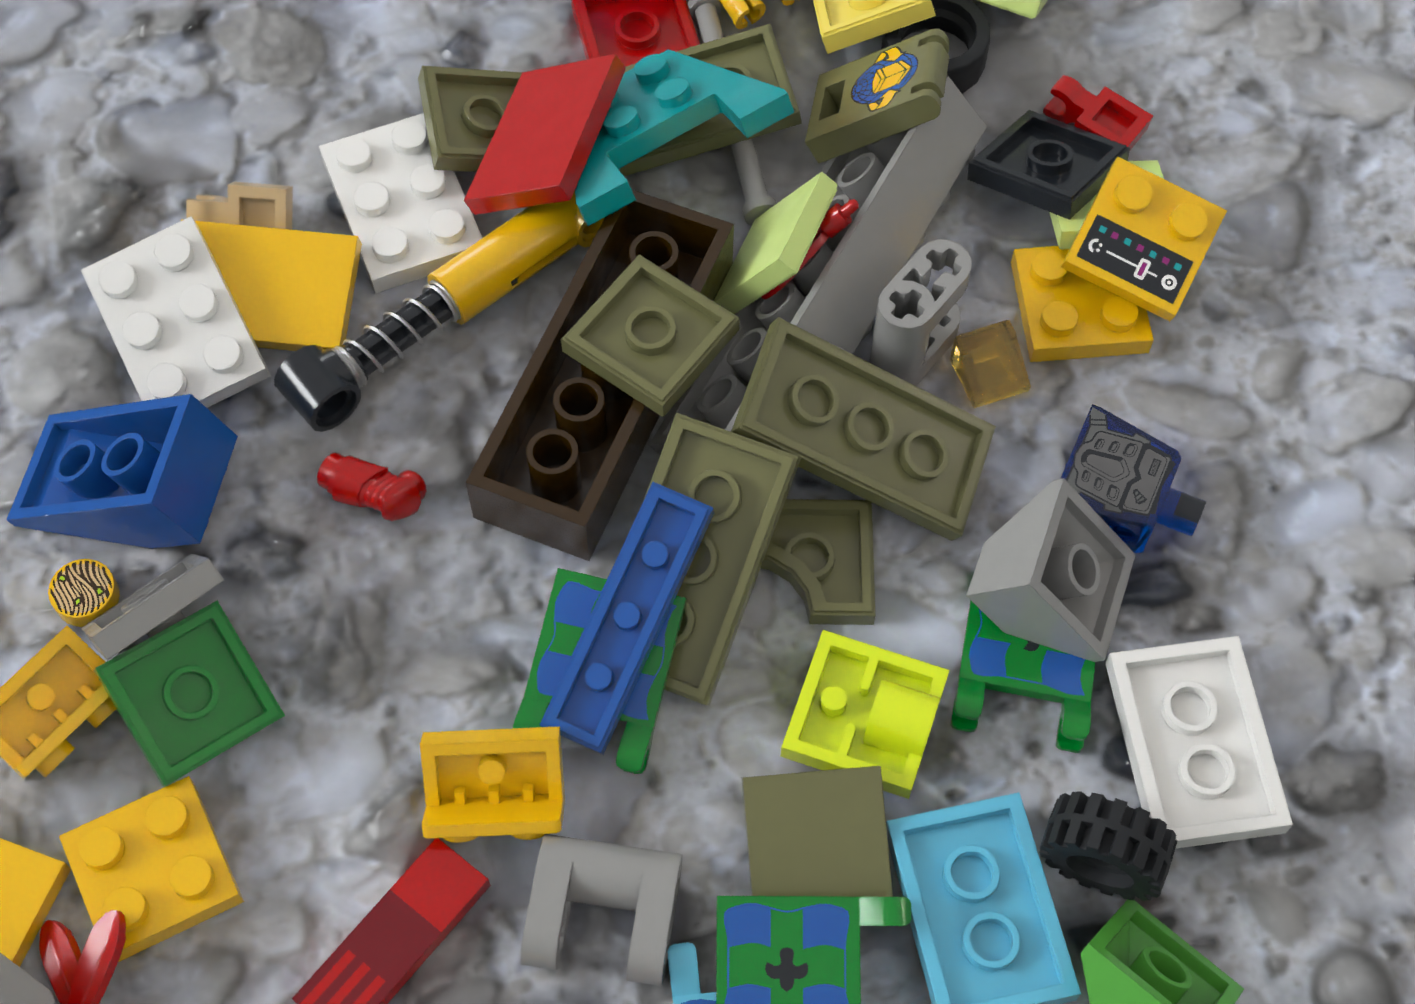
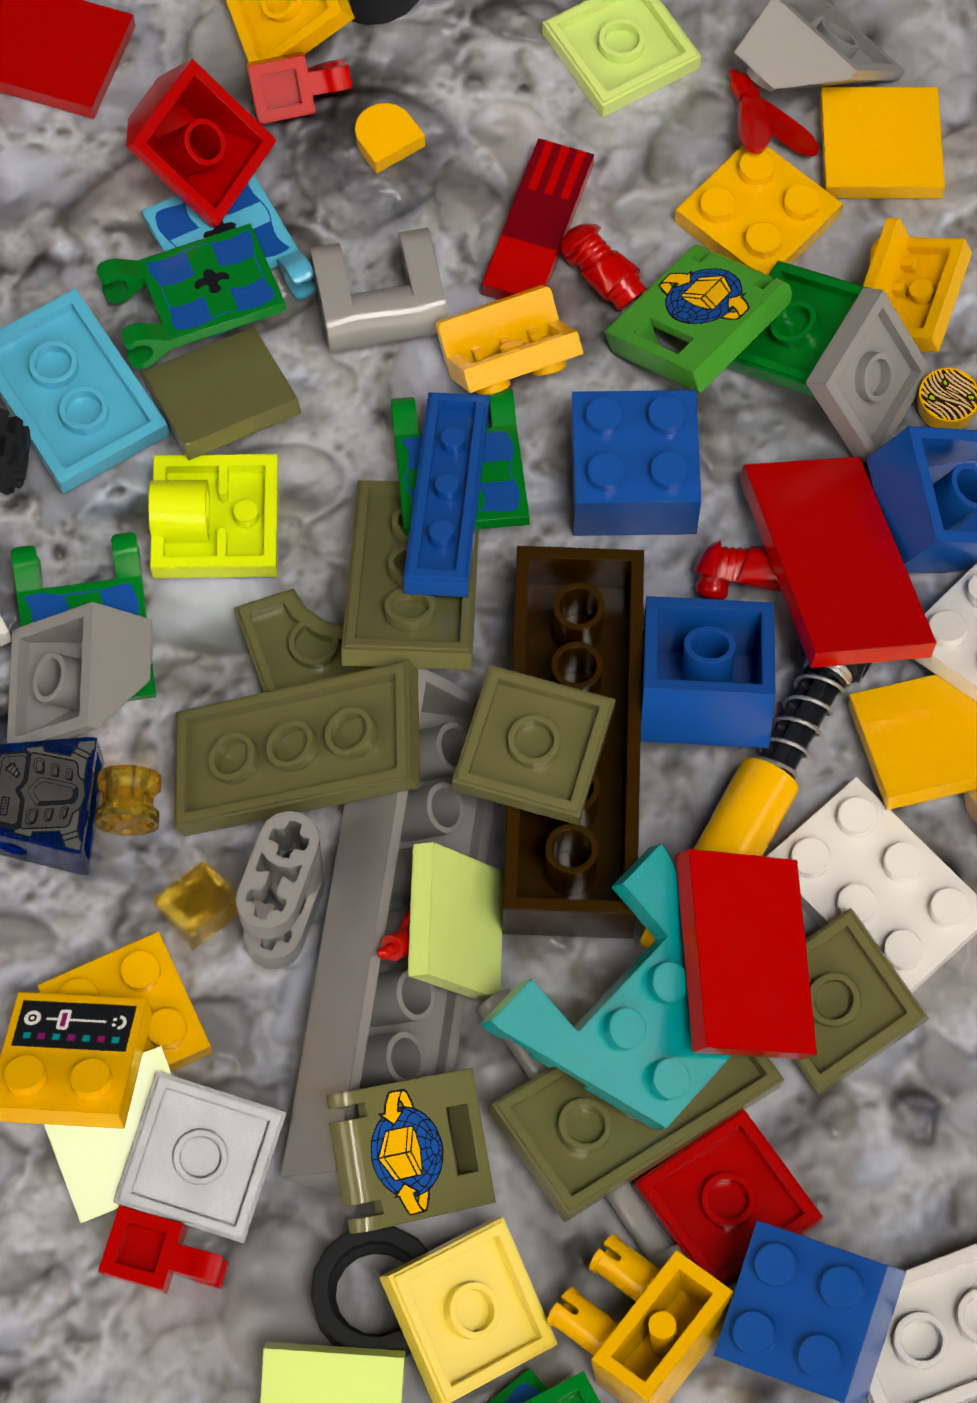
camera: 160 degrees right, 5 degrees up
(270, 750) = (704, 302): none -> bright green container
(287, 442) = (836, 562): none -> red tile
(350, 852) = (605, 269): none -> red arm
(424, 613) = (635, 463): none -> blue brick
(453, 369) = (708, 672): none -> blue brick
(1031, 459) = (128, 800): none -> clear yellow wheel

